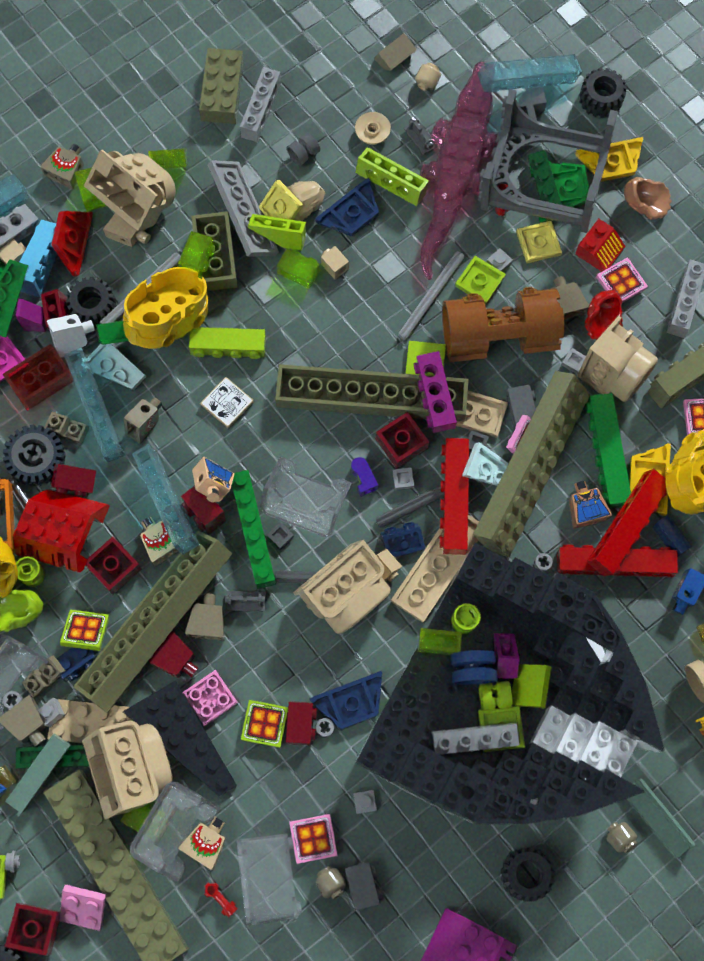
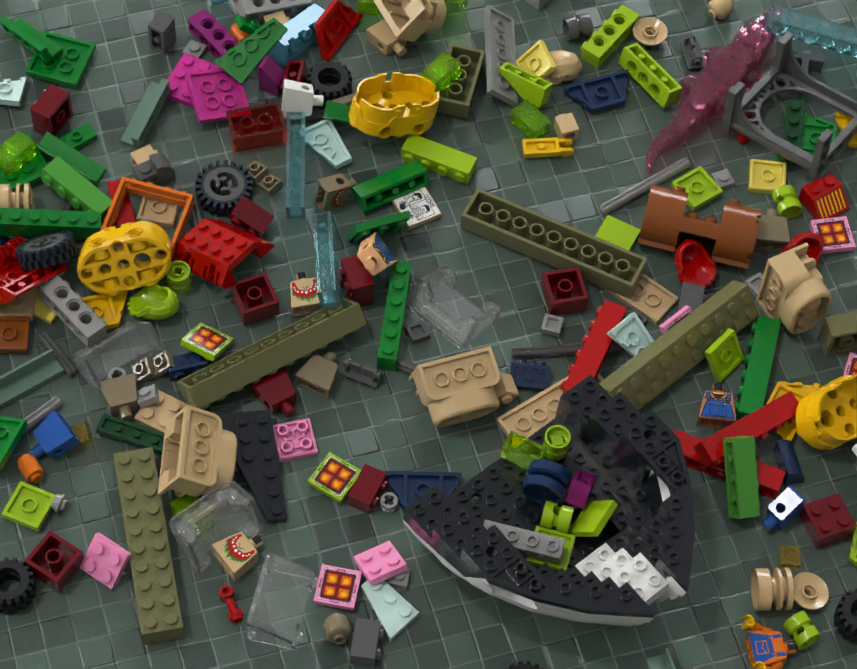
camera: 20 degrees right, 15 degrees down
(37, 773) = (114, 439): sand green panel -> none
(193, 390) = (390, 185): none -> green brick
(202, 443) = (389, 223): none -> green plate
(323, 290) = (547, 147): none -> yellow hinge
(332, 172) = (609, 36): none -> lime brick
(343, 797) = (380, 563): none -> bright pink plate
(362, 471) = (516, 306): dark purple leg -> none
(368, 836) = (389, 607): none -> light aqua wing
(432, 363) = (609, 281): magenta brick -> none
(511, 364) = (694, 264): none -> red piece
(569, 264) = (787, 201): none -> lime wheel
(574, 450) = (724, 355): none -> lime plate
(642, 576) = (741, 477): none -> bright green brick

